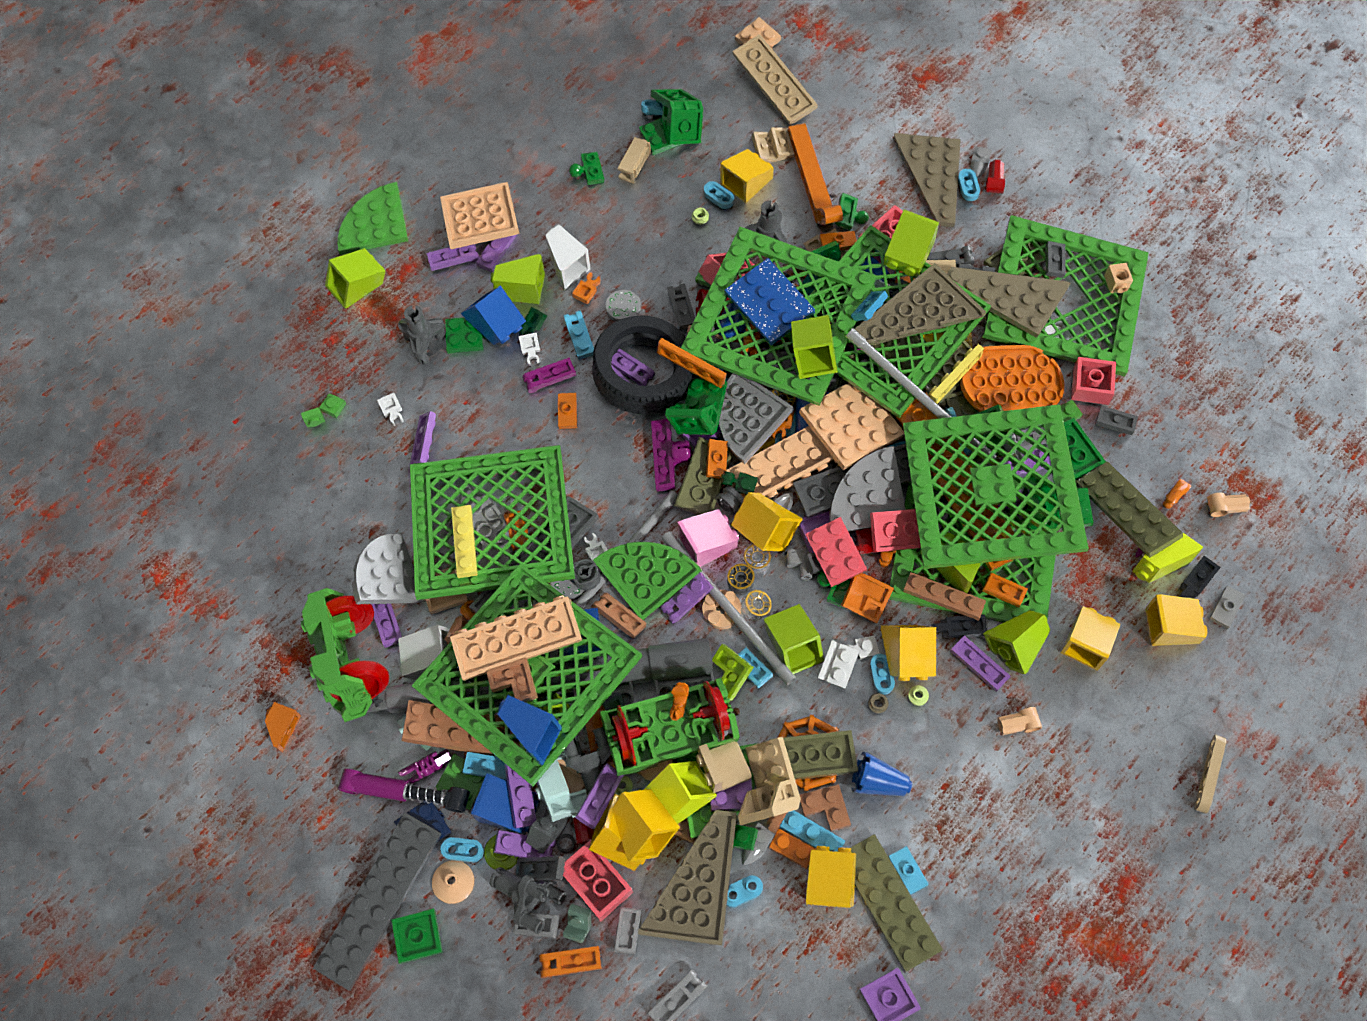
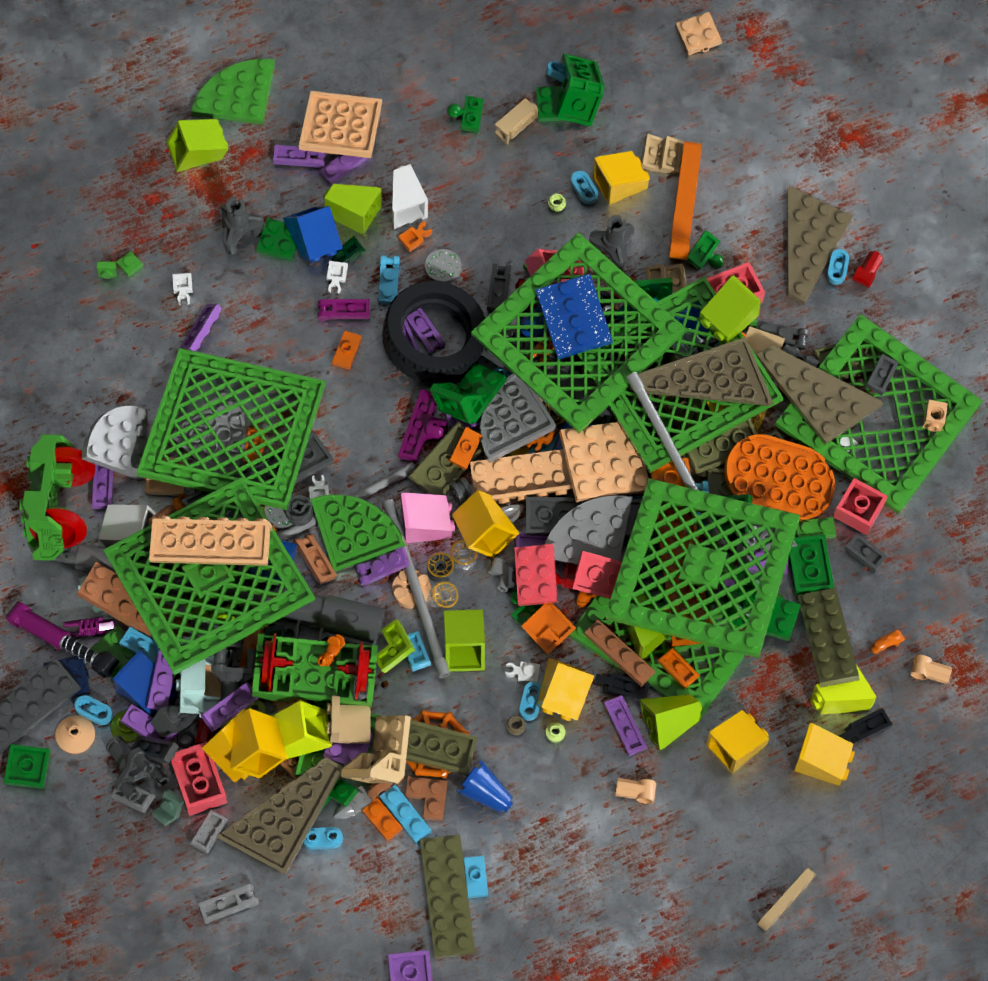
camera: 15 degrees right, 0 degrees up
(464, 541) = (200, 438): light yellow plate -> none
(516, 675) = (198, 576): nougat plate -> none
(531, 726) = (192, 622): blue slope -> none
(571, 961) = (149, 838): orange plate -> none
(691, 363) = (477, 348): orange tile -> none
(744, 483) = (480, 480): dark green plate -> none
(775, 79) = (693, 86): tan plate -> none
(813, 347) = (594, 375): lime slope -> none
(831, 877) = (403, 853): yellow slope -> none
(838, 664) = (495, 677): white plate -> none
(845, 239) = (680, 277): orange plate -> none
(869, 306) = (665, 355): dark azure plate -> none
(958, 372) = (726, 449): light yellow plate -> none
(980, 160) = (862, 245): light grey plate -> none
(1227, 607) = (881, 763): light grey plate -> none

